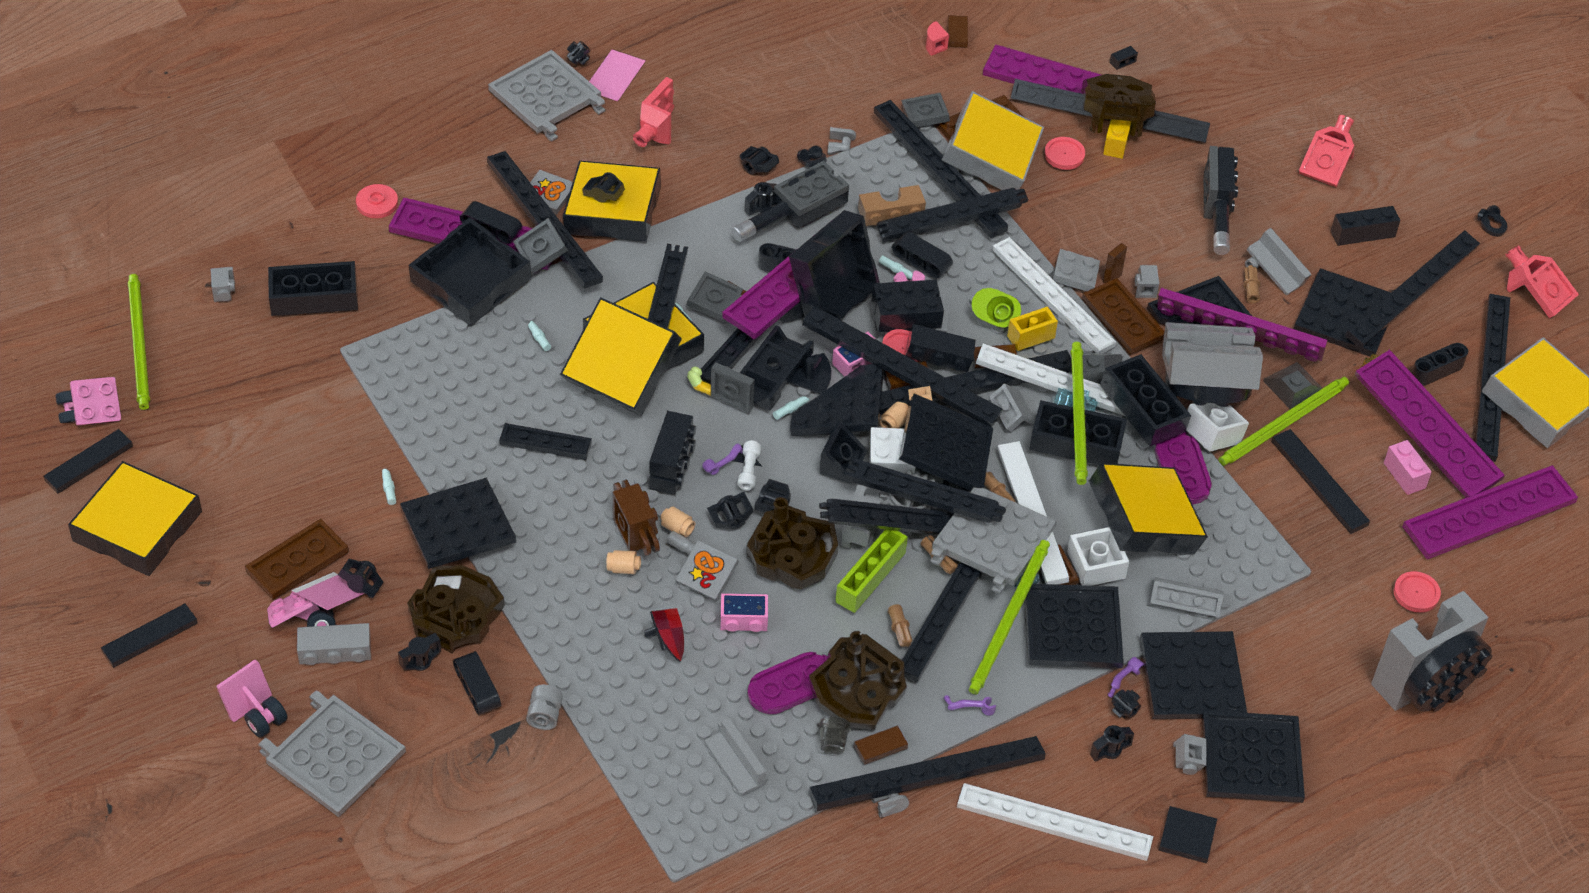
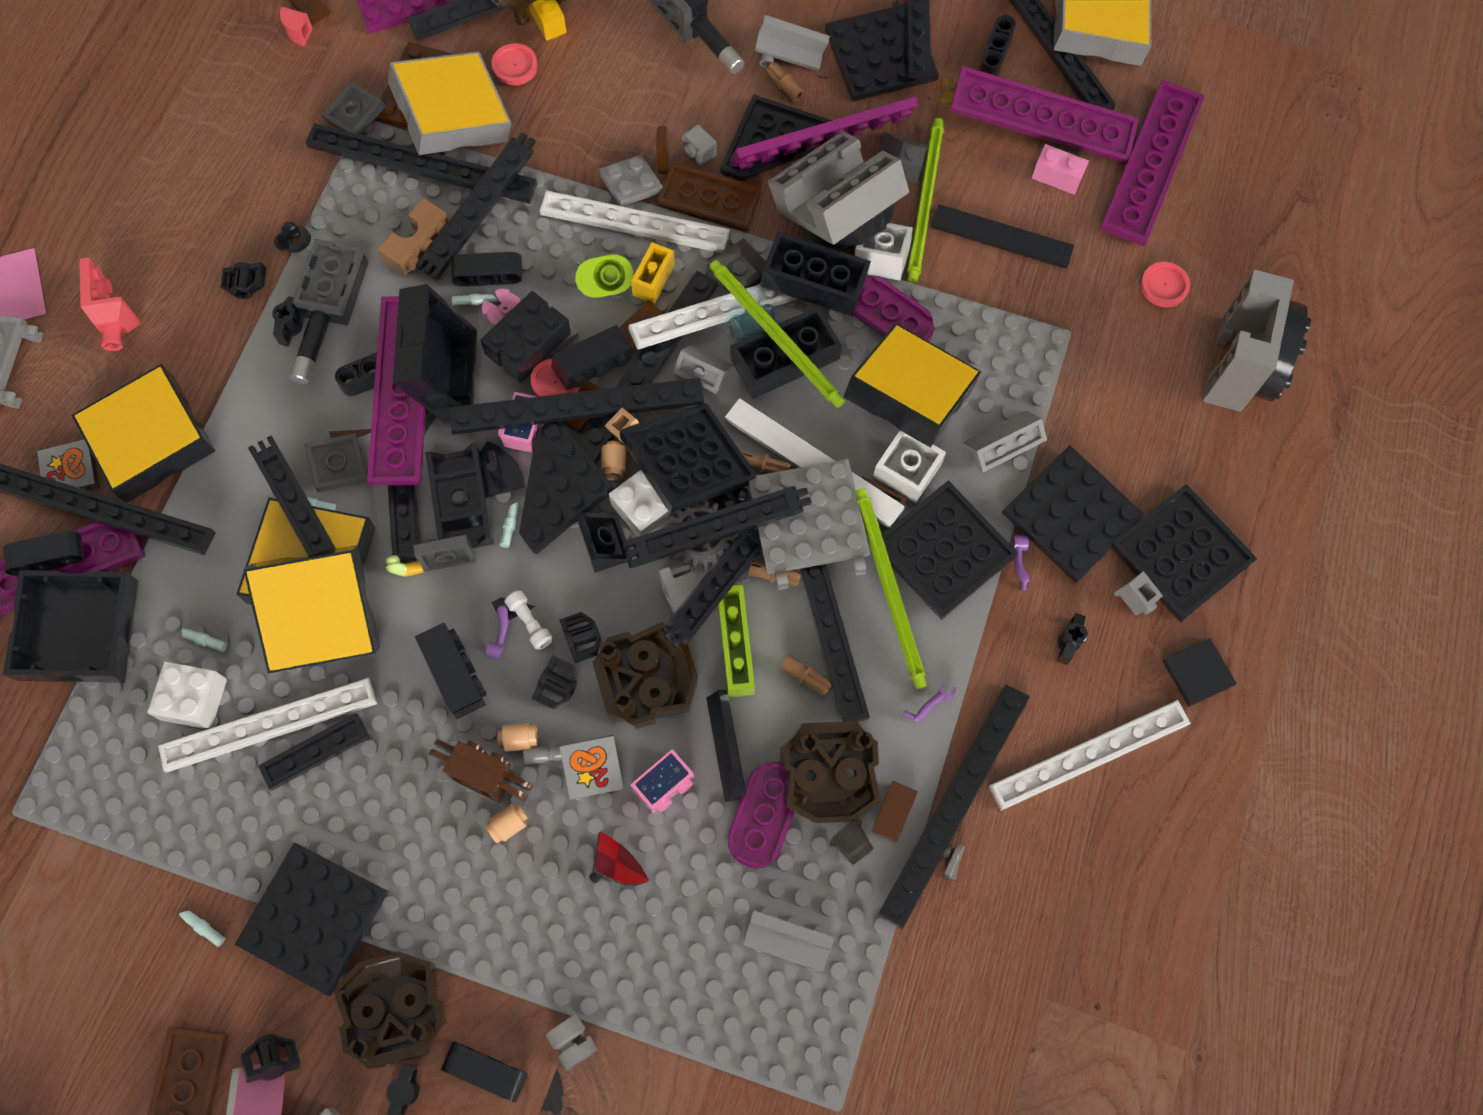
camera: 40 degrees left, 20 degrees up
(500, 355) = (187, 695): none -> white brick
(533, 407) = (267, 725): none -> white tile
(541, 245) = (119, 542): dark grey plate -> none
(601, 187) = (128, 431): black piece -> none
(805, 623) = (726, 746): none -> black tile
(845, 135) = (304, 191): light grey piece -> none
(1126, 703) = (1049, 589): black gear -> none

